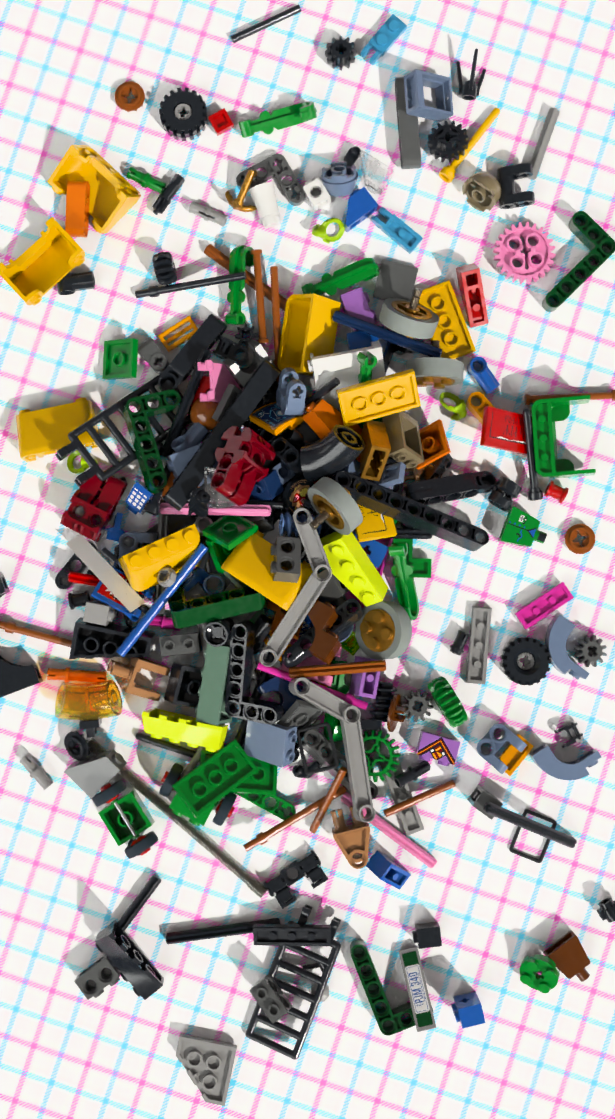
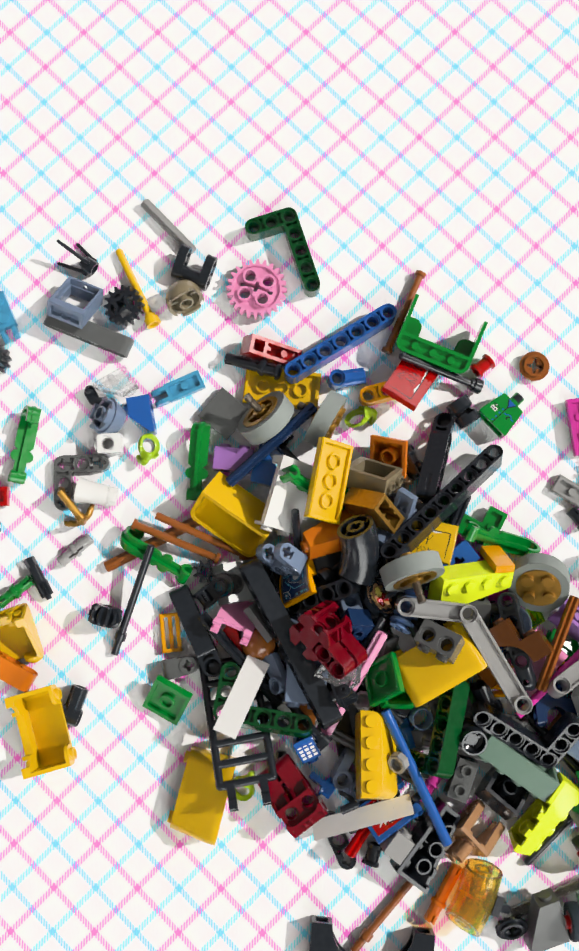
camera: 50 degrees left, 5 degrees down
(155, 417) = (241, 697): none -> white sticker
(385, 582) = (497, 559): none -> light orange tile
(453, 292) = (261, 367): none -> black pin
(521, 352) = (345, 336): none -> blue beam

